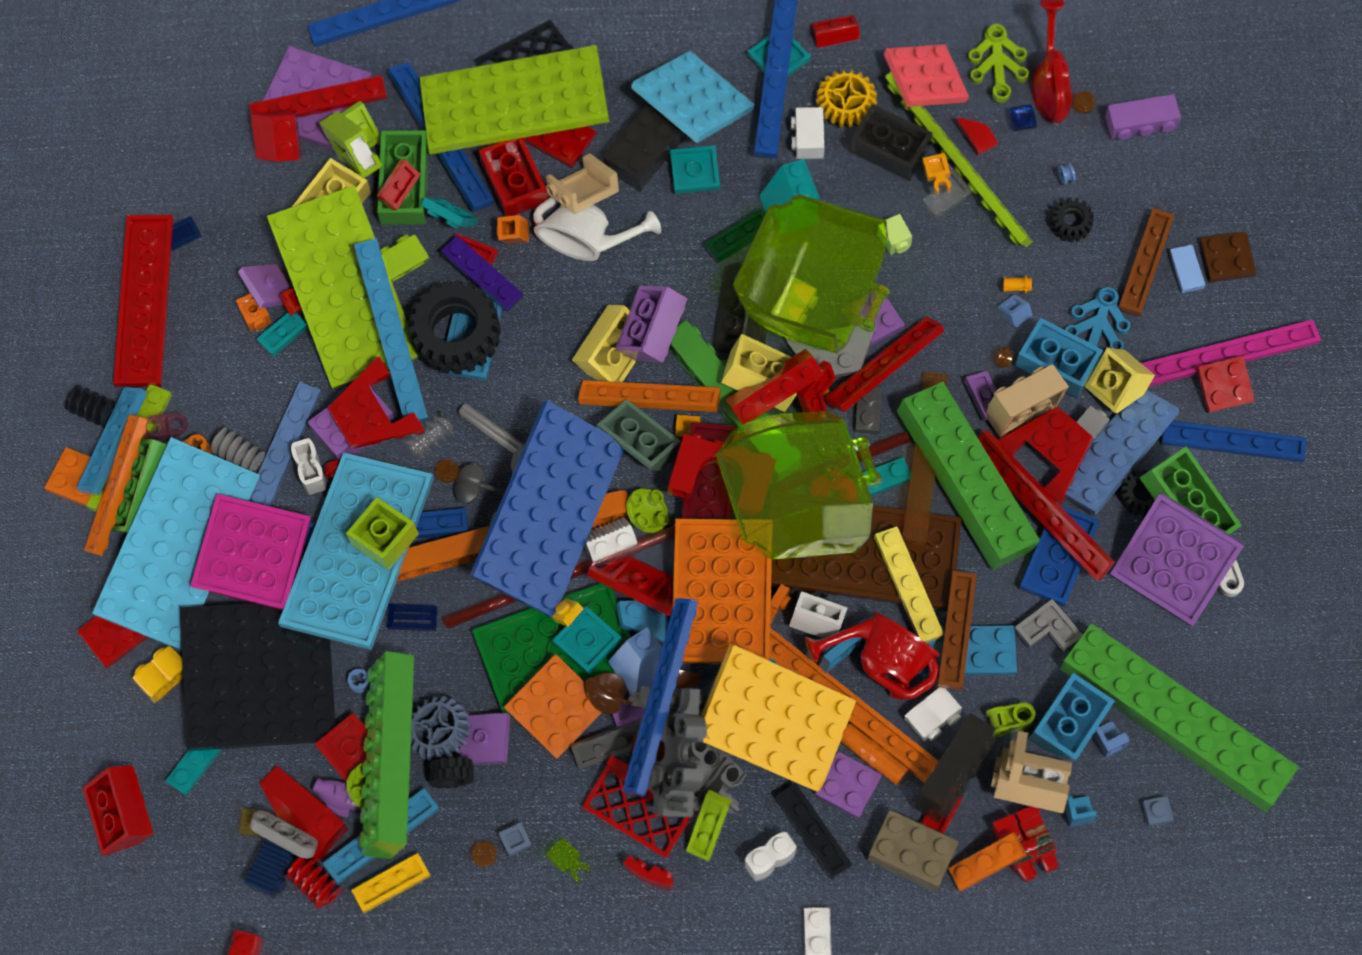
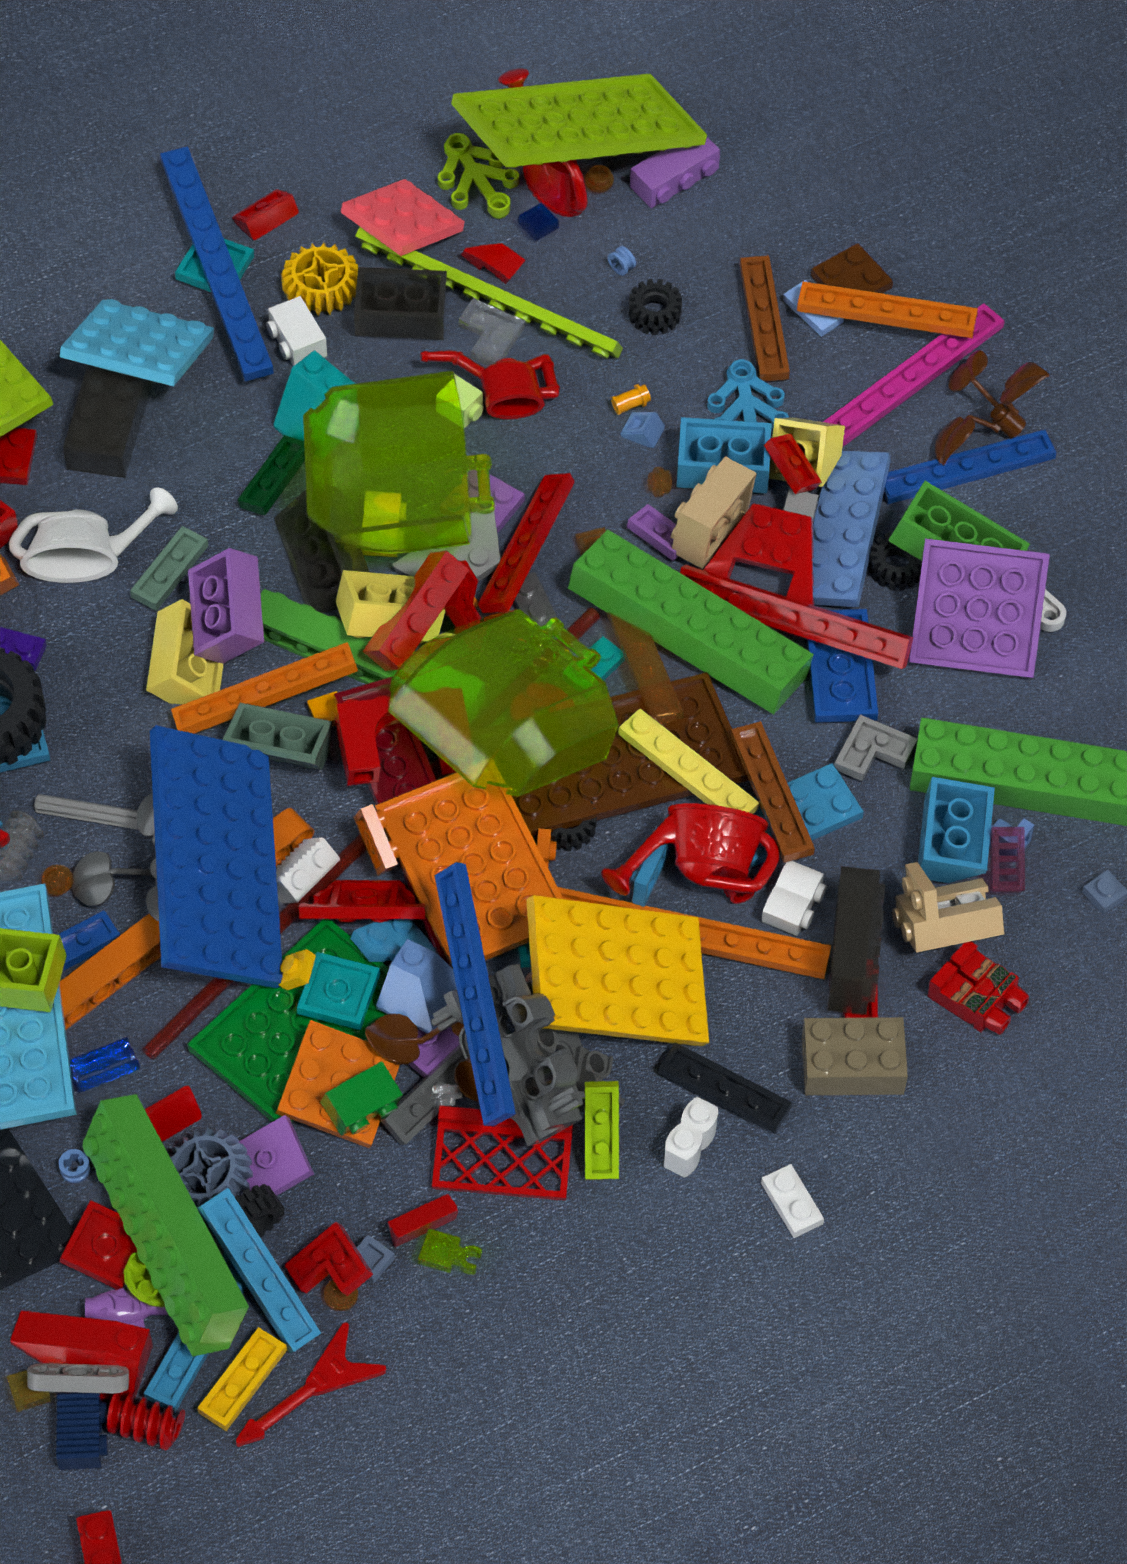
camera: 30 degrees left, 10 degrees down
(433, 816) = (259, 1270): none -> dark azure plate
(435, 675) = (174, 1113): none -> red slope
(448, 907) = (329, 1374): none -> red piece
(489, 827) = (333, 1255): none -> red plate
(561, 727) = (362, 1099): none -> green brick
(561, 828) = (421, 1219): none -> red slope
(585, 186) = (60, 492): tan panel -> none
(619, 748) = (445, 1094): none -> clear plate
(634, 274) = (169, 568): none -> sand green plate
(647, 510) = (329, 818): lime dish -> none
(655, 877) = (568, 1224): red slope -> none
(666, 533) = (381, 851): none -> orange plate
(695, 169) = (181, 425): teal plate -> none
(817, 616) = (599, 846): white brick -> none
(849, 785) = (738, 1020): medium lavender plate -> none
(873, 754) = (749, 972): orange axle -> none
(936, 236) = (508, 384): none -> red piece
(937, 170) = (473, 310): light orange plate -> none
(987, 862) = (947, 1027): orange plate -> none
(1008, 718) = (883, 860): lime piece -> none
(1079, 811) = (1020, 930): dark azure panel -> none
(1083, 56) = (578, 120): none -> lime plate
(1088, 775) = (1019, 871): none -> clear pink slope
(1101, 388) = (792, 463): none -> red plate
(1225, 384) = (924, 408): red plate -> none
(1237, 295) = (887, 309): none -> orange plate
(1279, 415) = (1004, 415): none -> reddish brown plant

